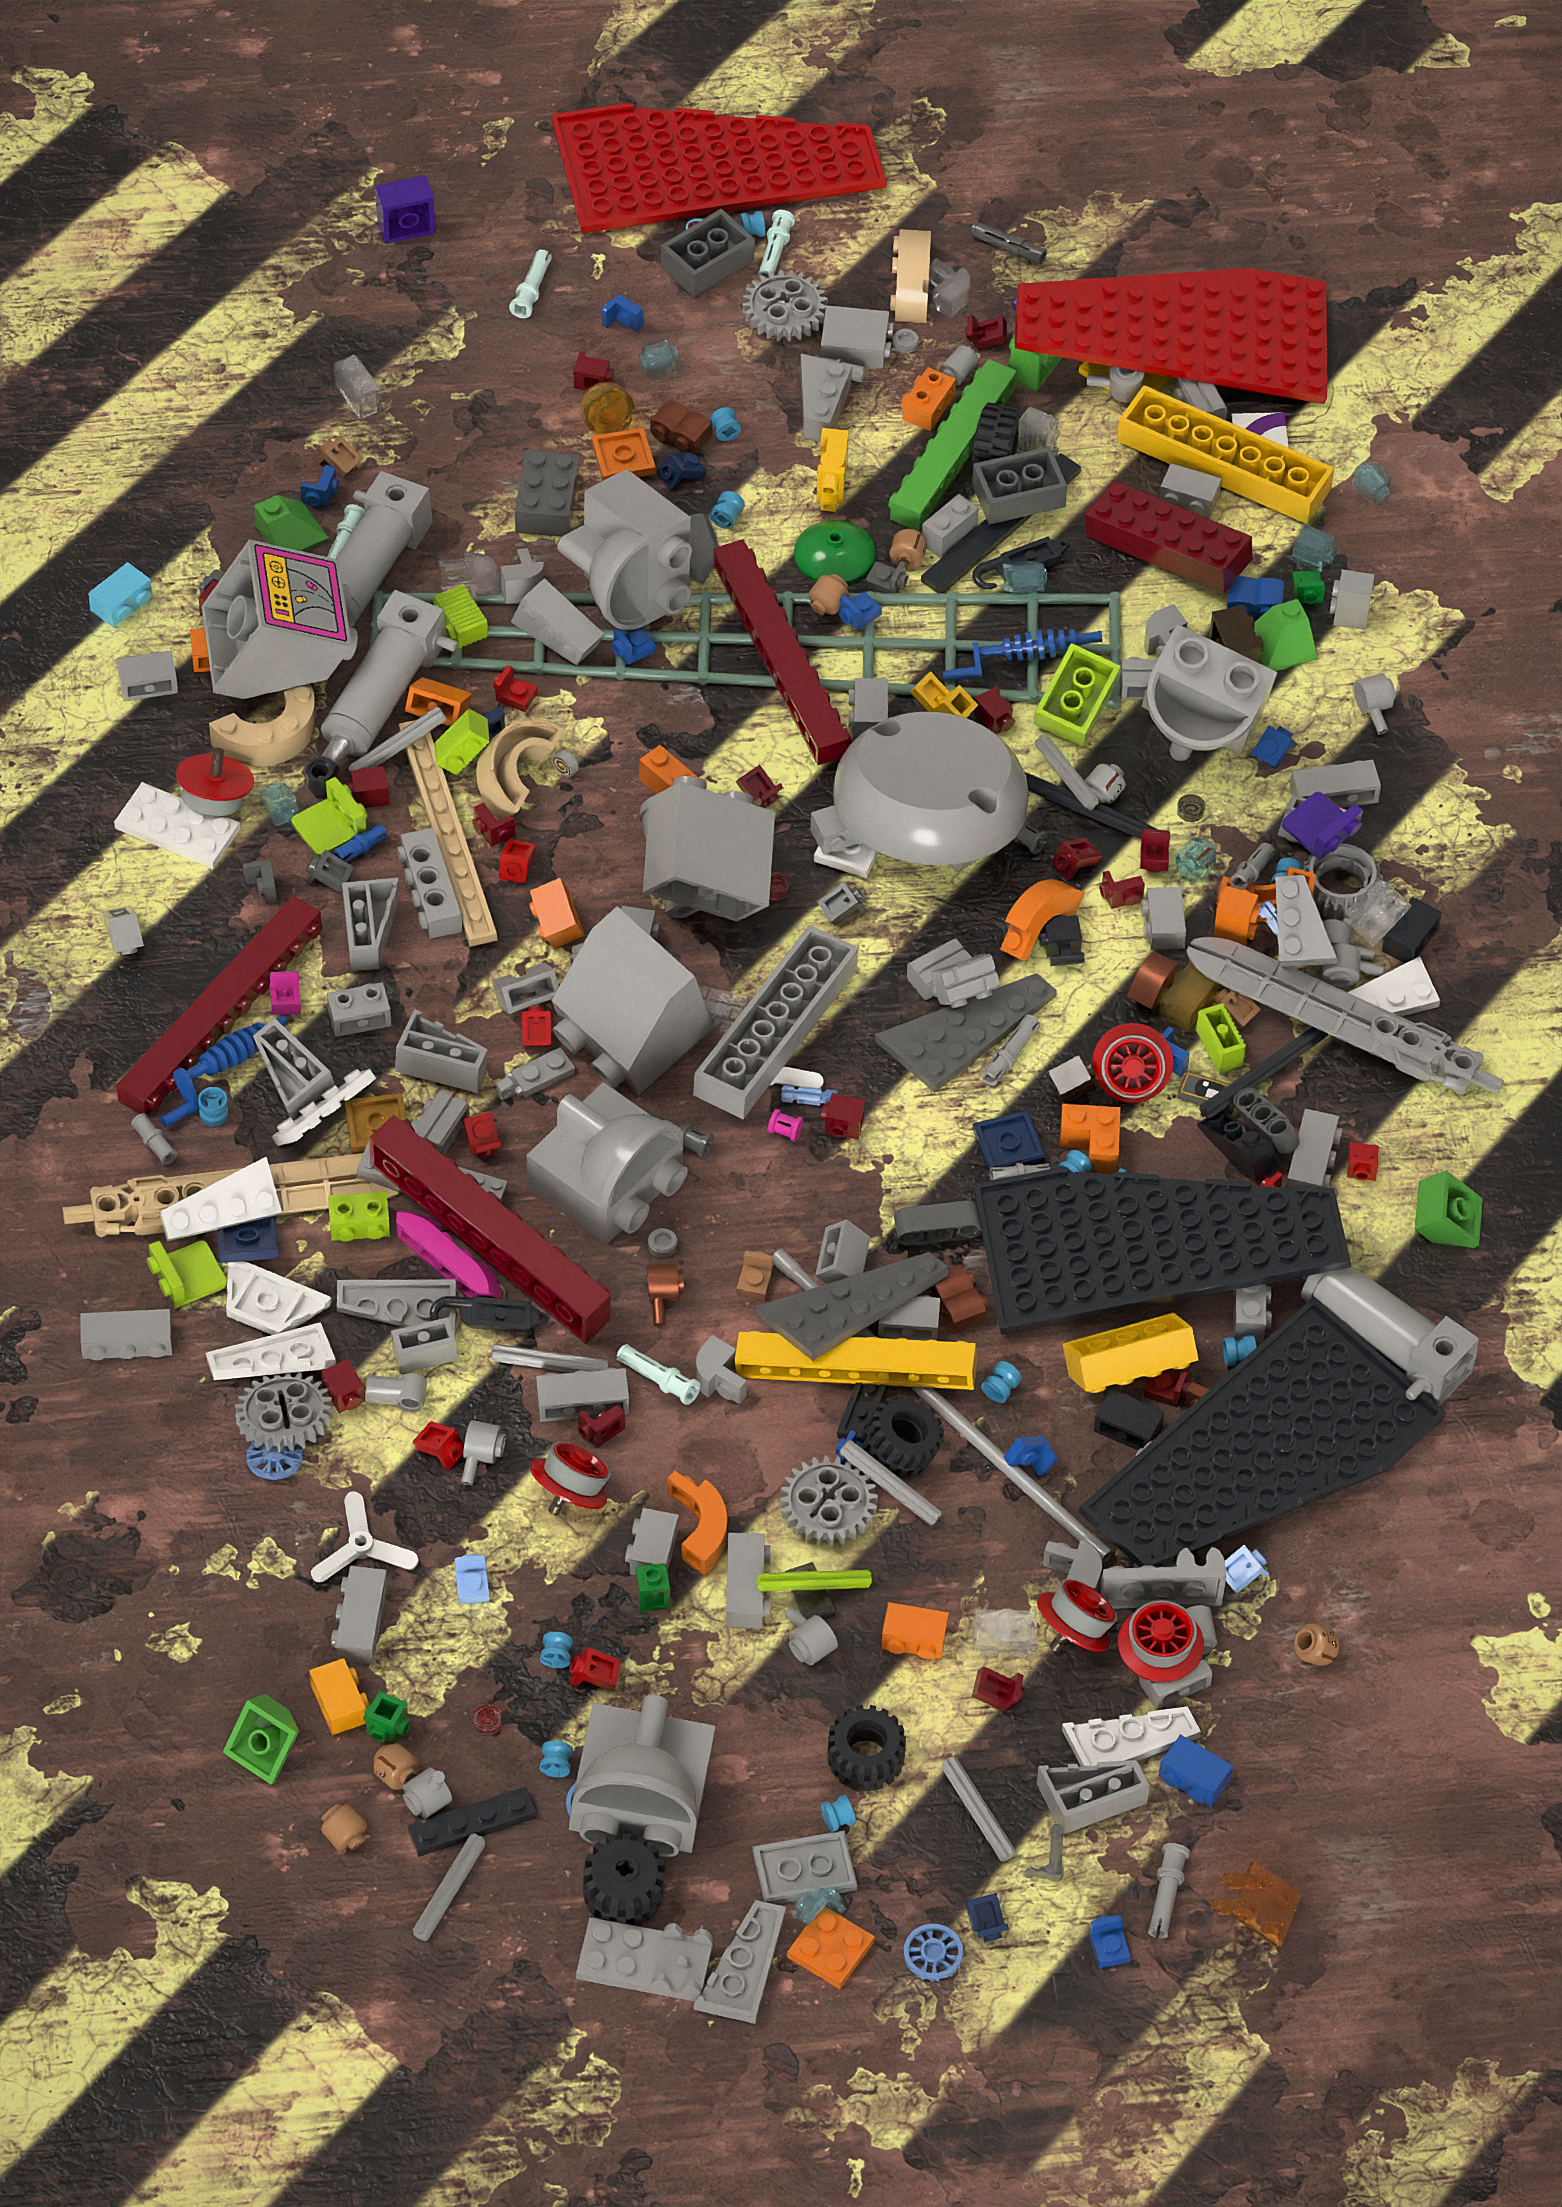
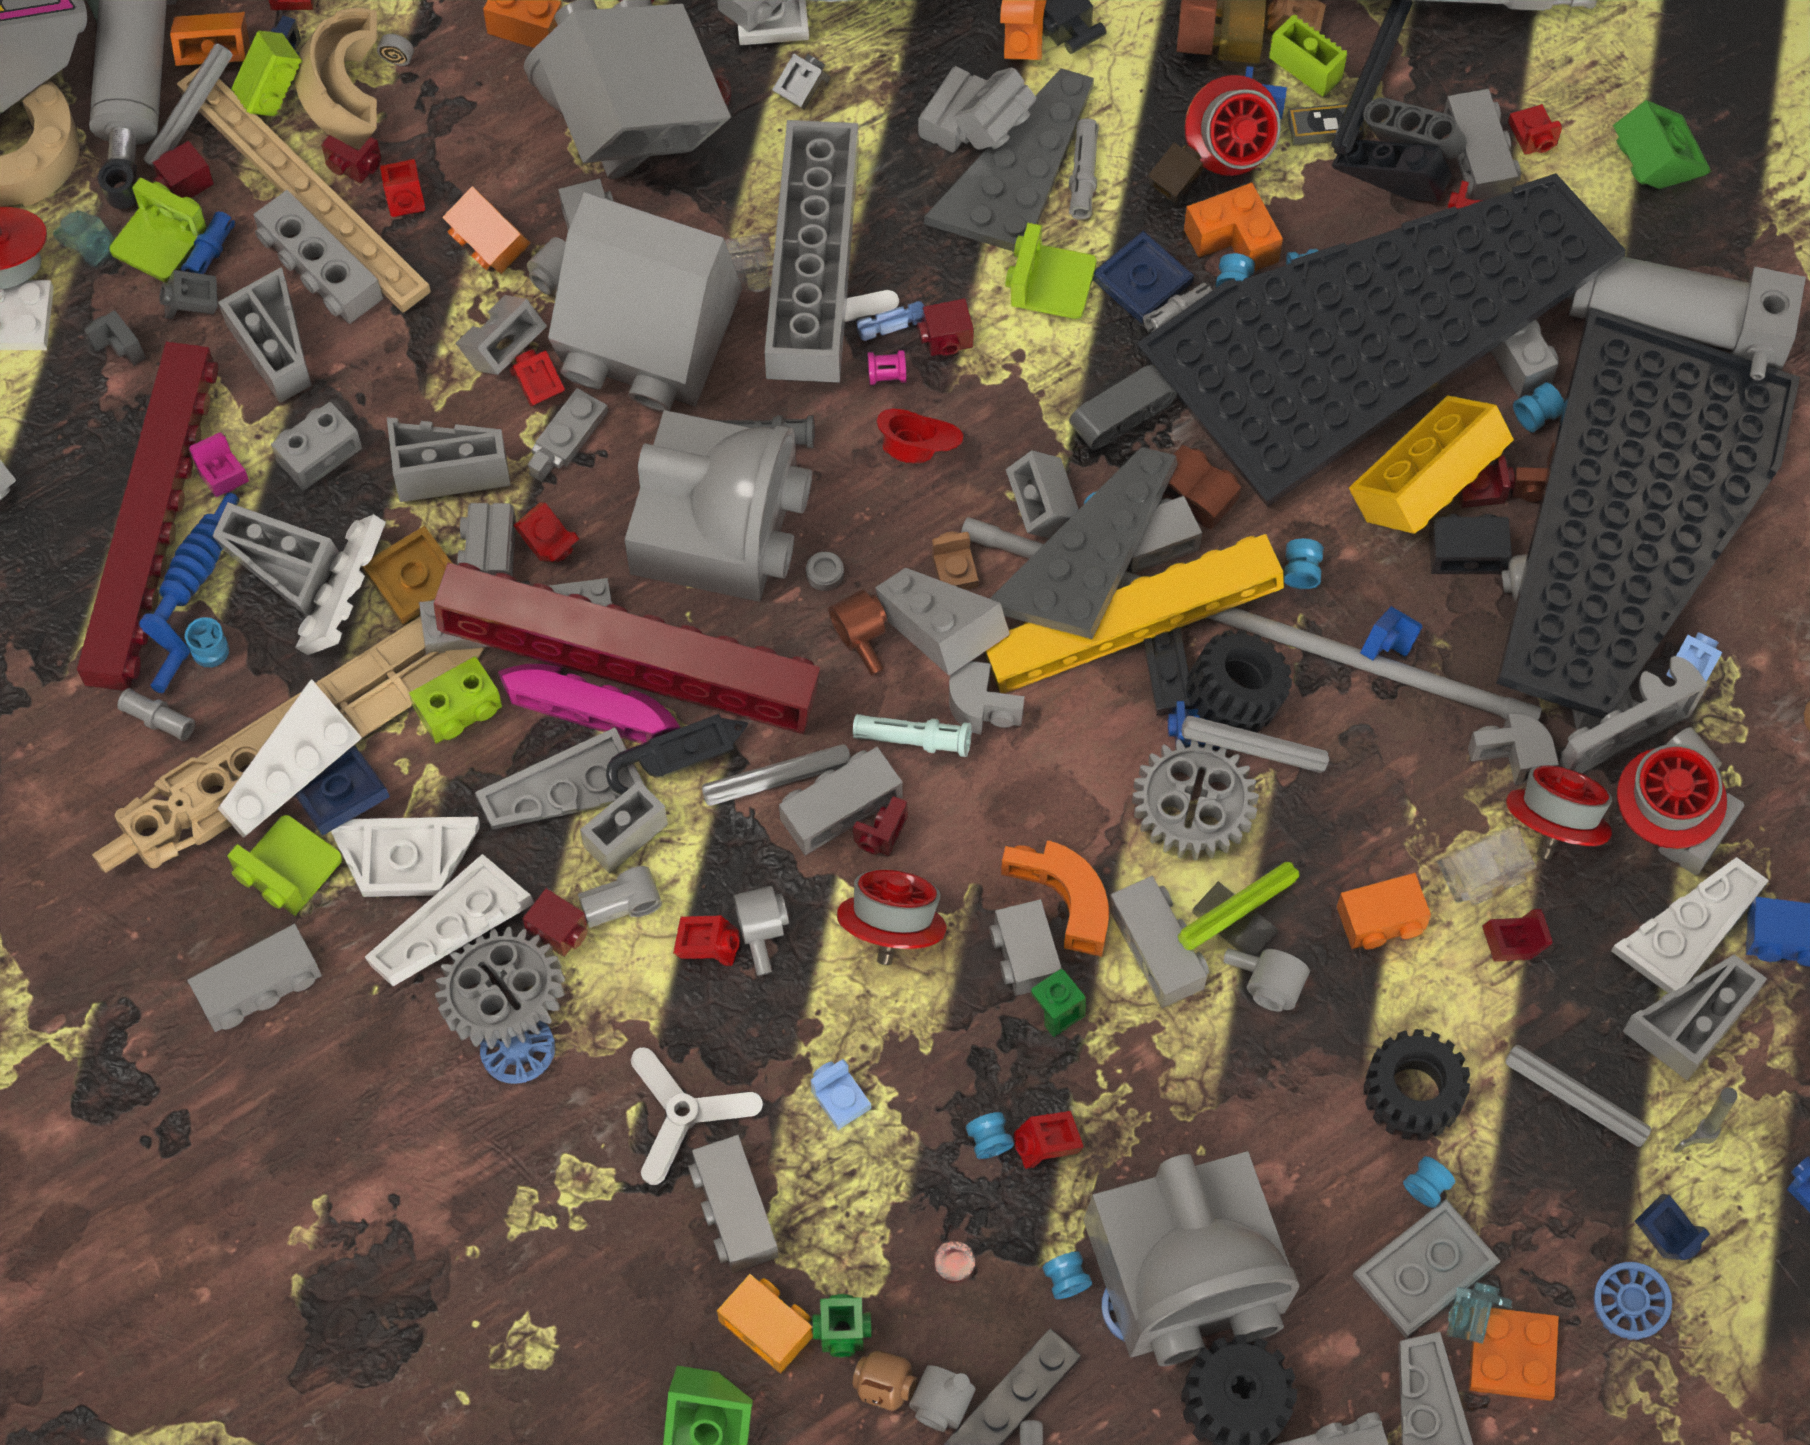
camera: 25 degrees left, 10 degrees up
(719, 1304) = (941, 618): none -> light grey wedge
(775, 1178) = (916, 437): none -> red piece
(937, 1111) = (1049, 277): none -> lime bracket

